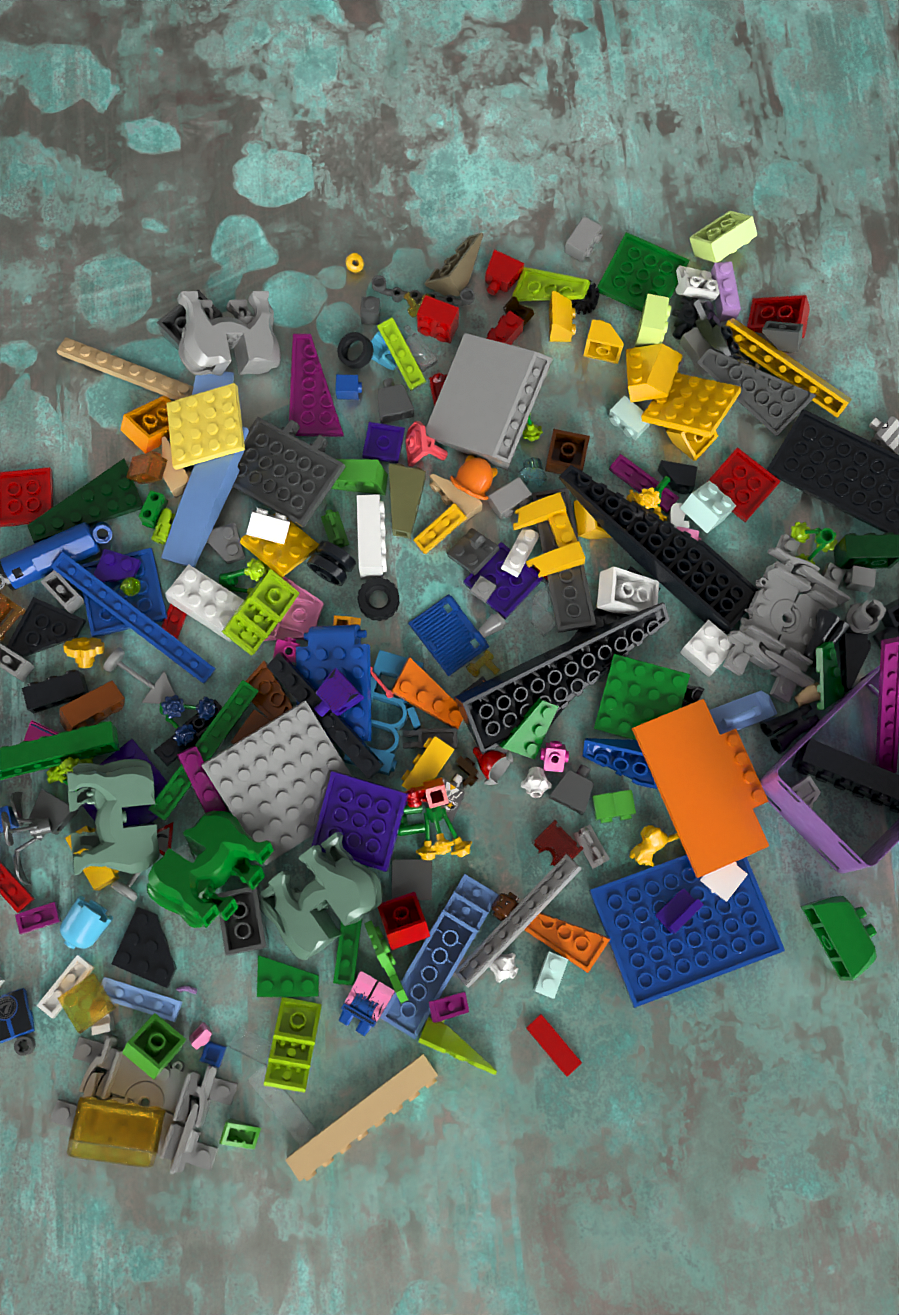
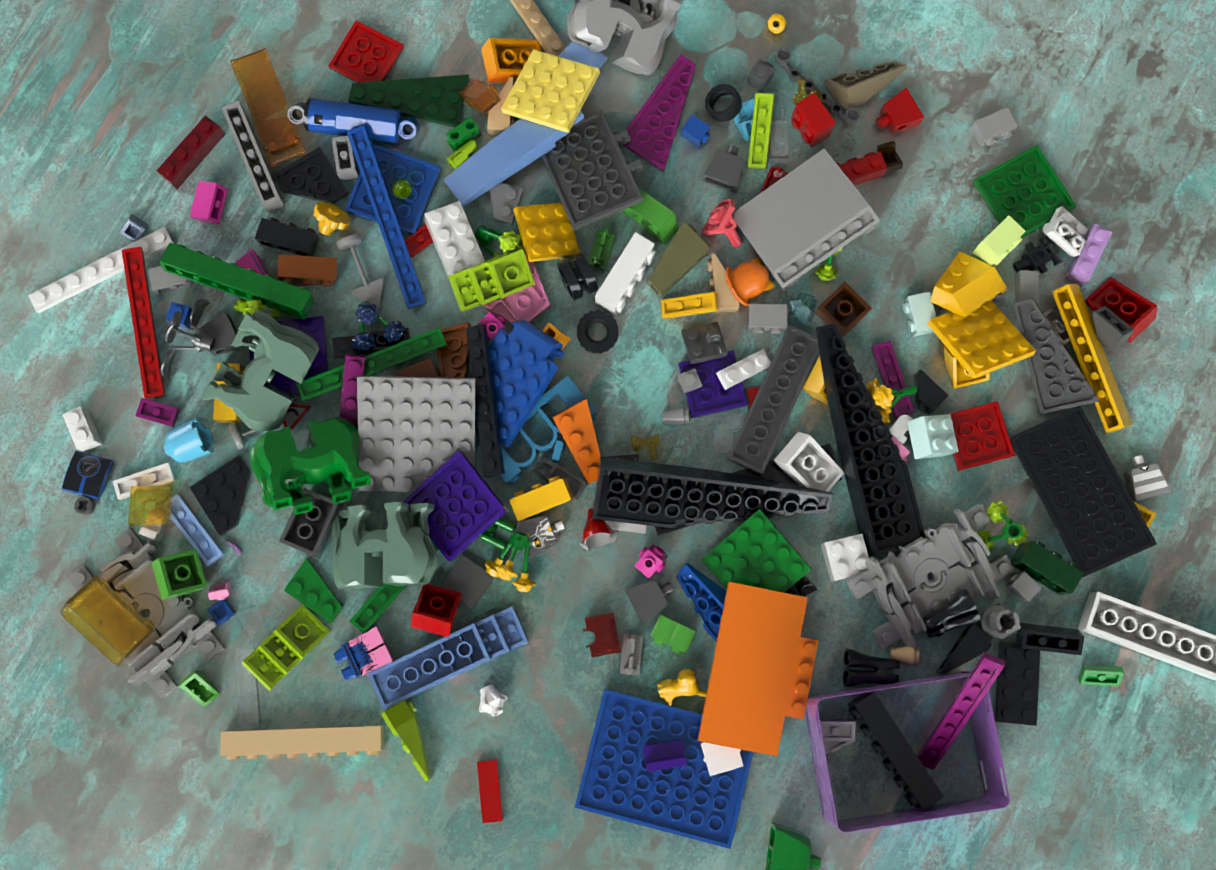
camera: 35 degrees right, 5 degrees up
(116, 567) = (400, 164): dark purple wing -> none
(268, 526) = (544, 210): white slope -> none
(337, 694) = (504, 390): dark purple torso -> none
(383, 442) = (693, 199): dark purple plate -> none
(387, 960) = (399, 629): bright green wing -> none
(388, 693) = (549, 417): coral hinge -> none
(431, 792) = (528, 522): red brick -> none
(448, 635) = (635, 400): blue window -> none
(448, 1006) = (426, 703): magenta plate -> none
(467, 767) = (575, 520): dark brown bracket -> none
(504, 905) = (526, 656): reddish brown head -> none
(517, 920) = (528, 673): light grey tile -> none
(529, 735) = (644, 528): wing -> none
(536, 782) = (621, 571): white rock -> none
(539, 284) = (931, 150): lime wing -> none
(550, 975) = (524, 734): light aqua brick -> none
(561, 318) = (922, 187): yellow slope -> none
(569, 550) = (796, 353): yellow wedge -> none
(569, 940) = (559, 717): orange wing -> none
(590, 304) = (968, 179): black tyre -> none
(603, 342) = (943, 231): yellow slope -> none
(716, 335) = (1049, 291): black slope -> none
(723, 236) = (1121, 204): yellowish green brick -> none
(743, 712) = (836, 630): light blue piece -> none
(830, 680) = (930, 656): green wing -> none

